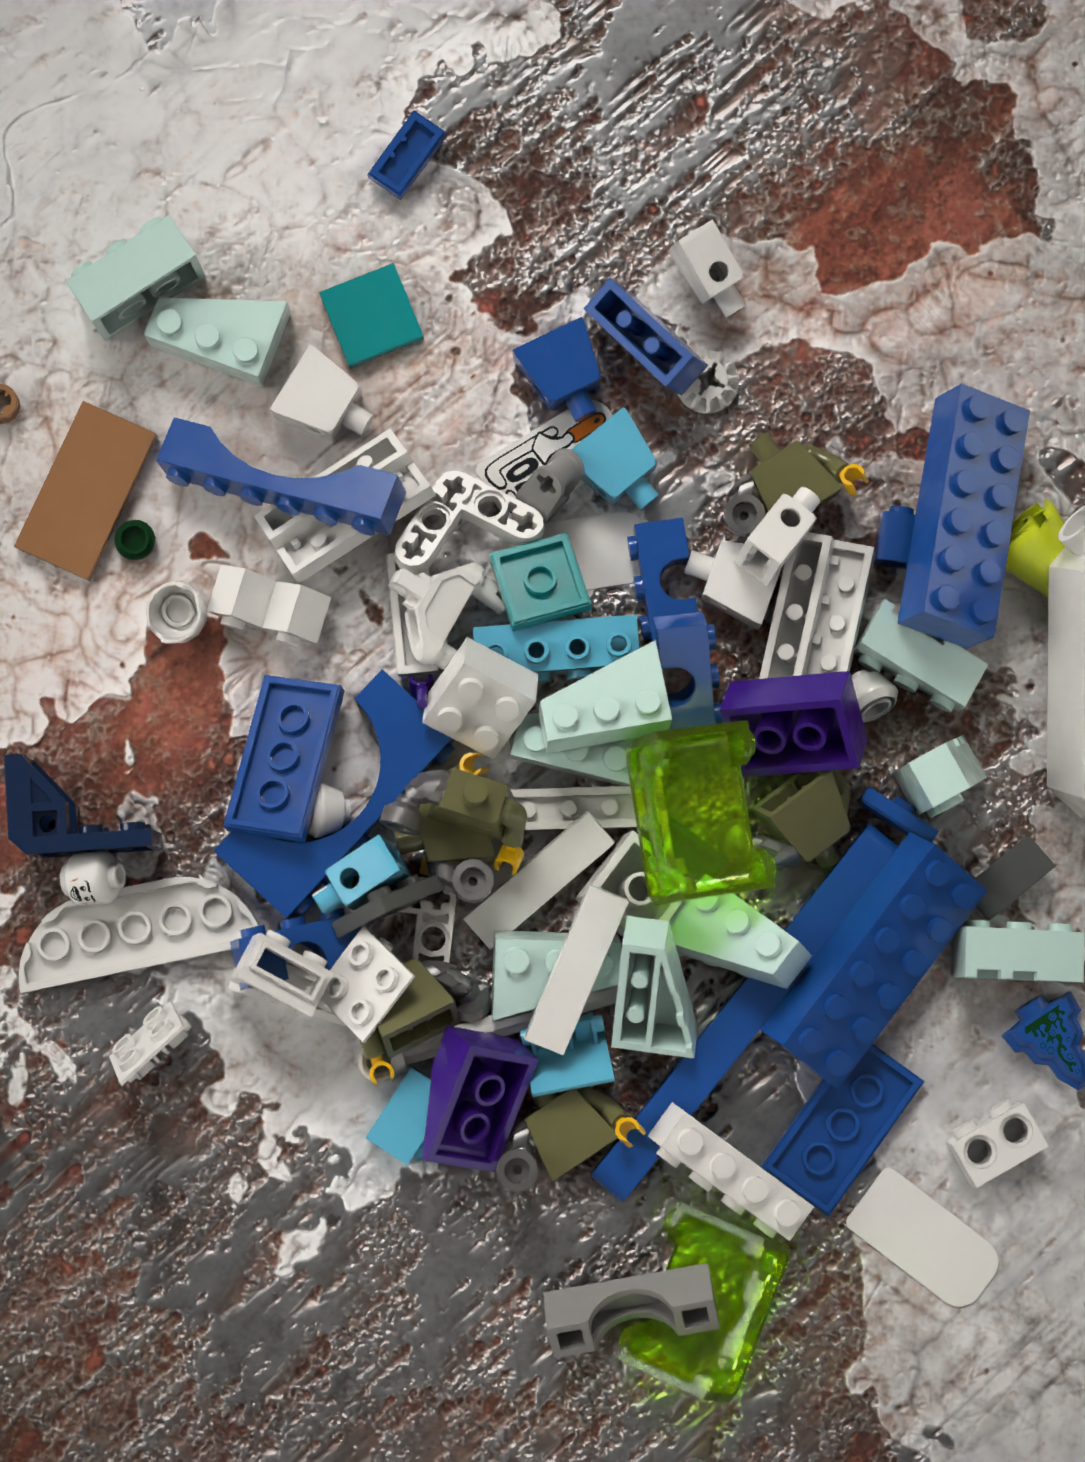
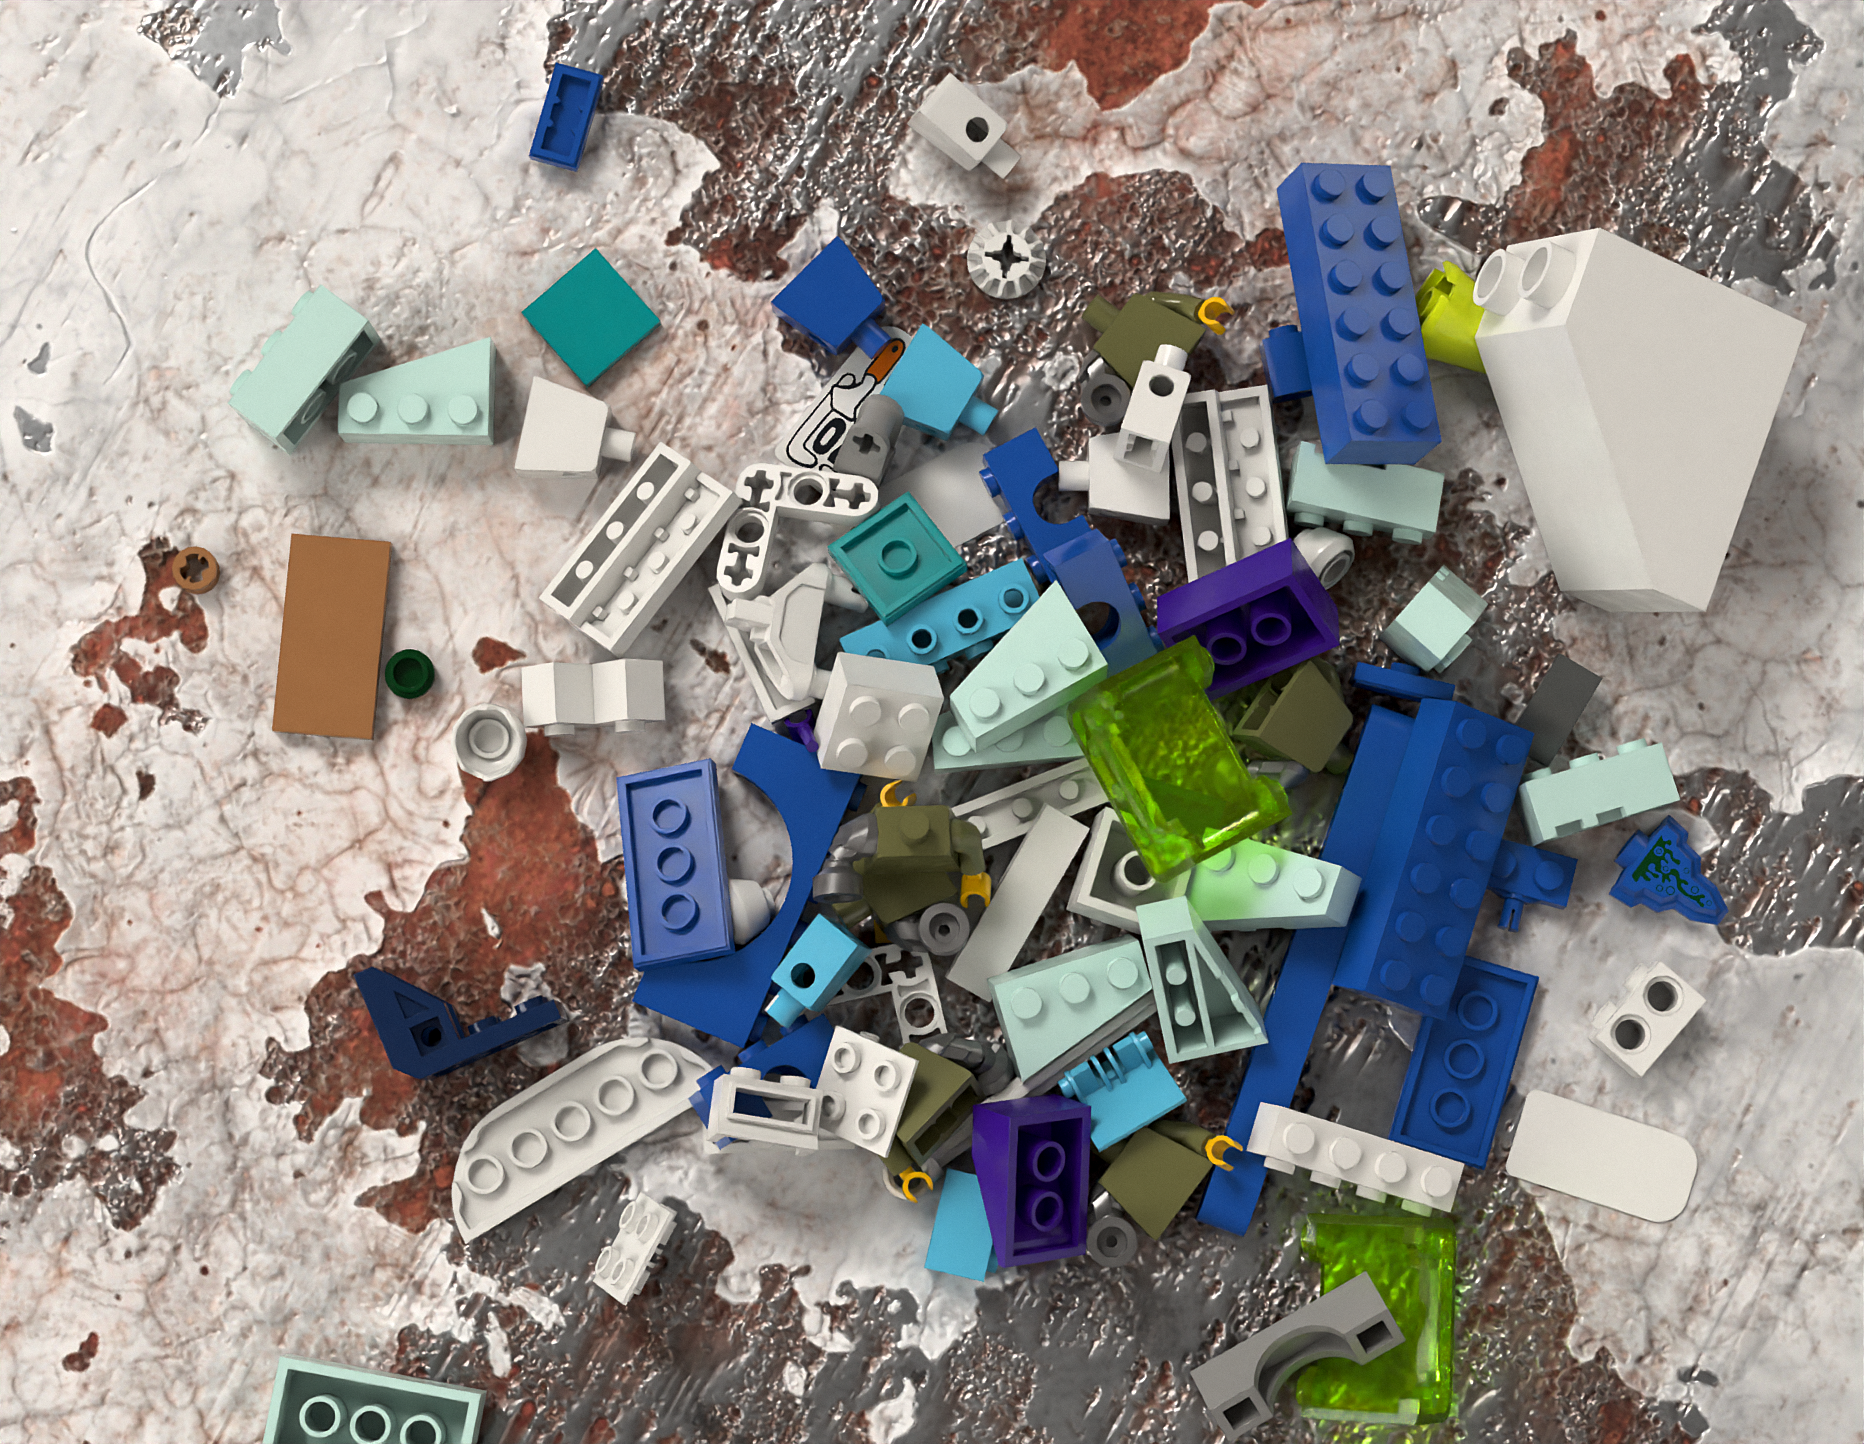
camera: 20 degrees left, 0 degrees up
(92, 878) = (503, 1081): white head -> none
(355, 497) = (655, 534): blue arch -> none
(385, 903) = (854, 988): dark grey wing -> none
(576, 969) = (1098, 988): white tile -> none
(645, 337) = (919, 233): blue brick -> none
(944, 1001) = (1528, 877): none -> blue plate

